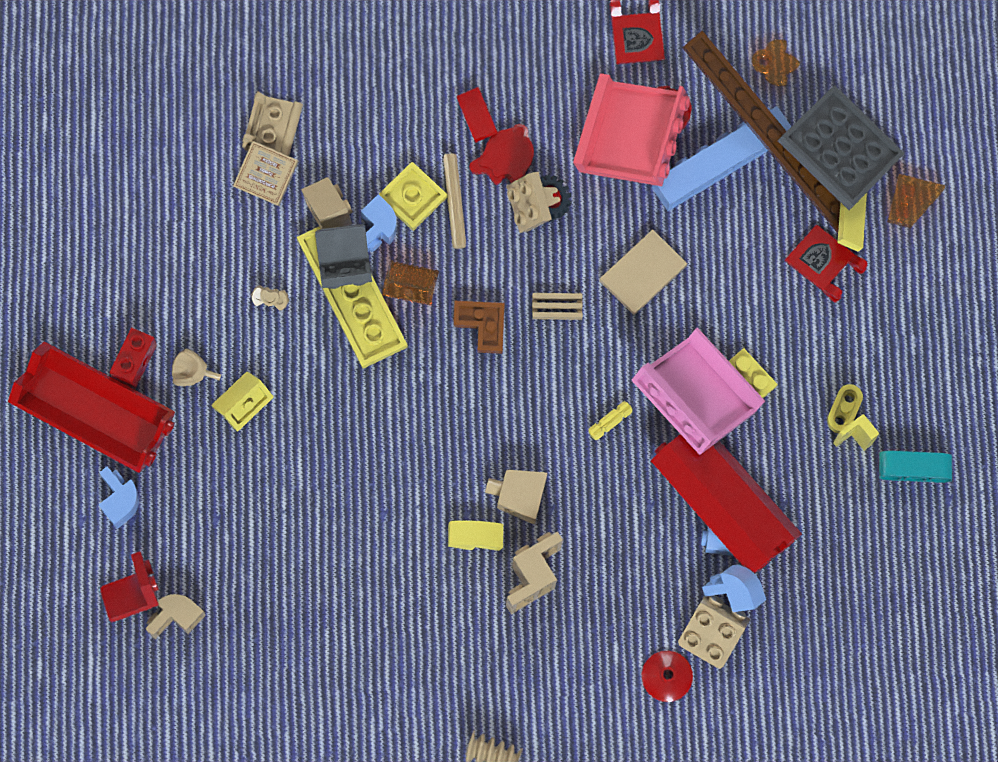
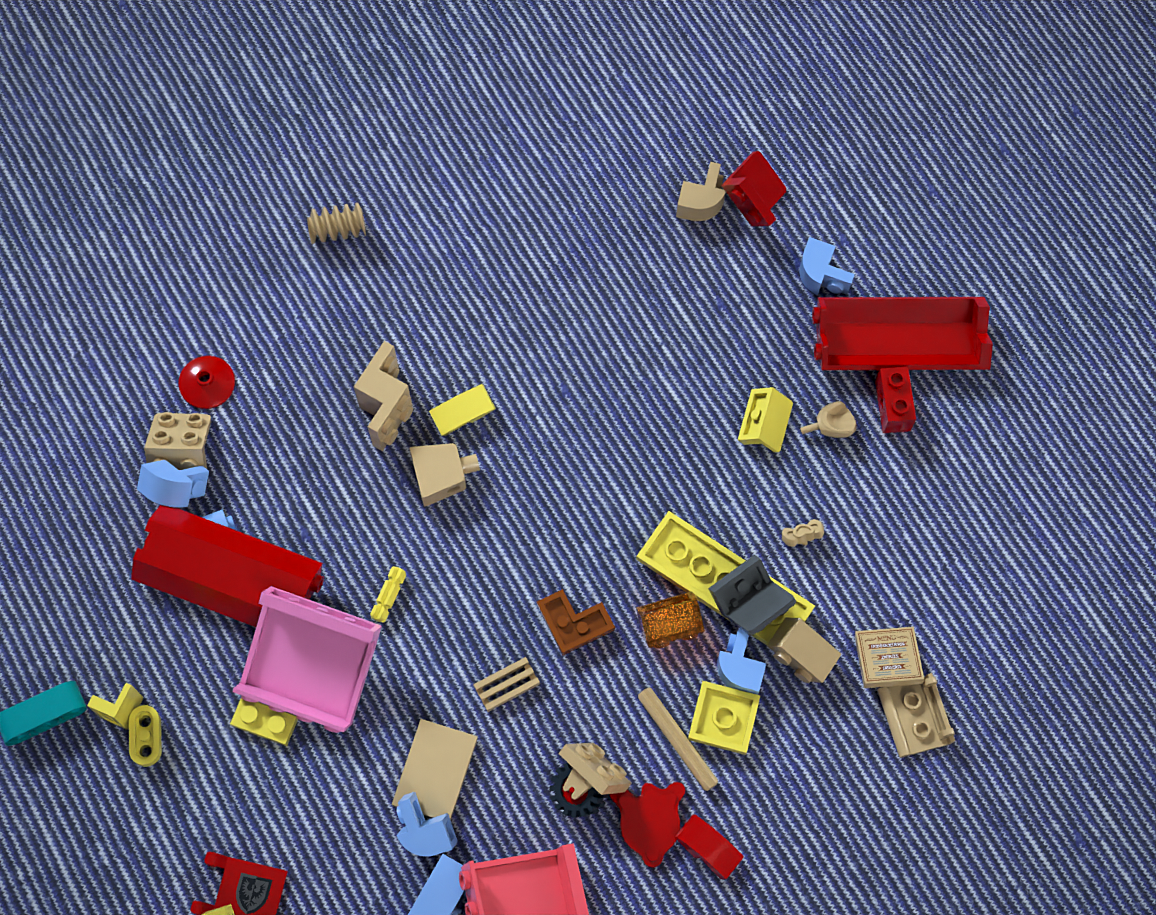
camera: 155 degrees right, 5 degrees down
(676, 227) = (421, 835): none -> light blue brick

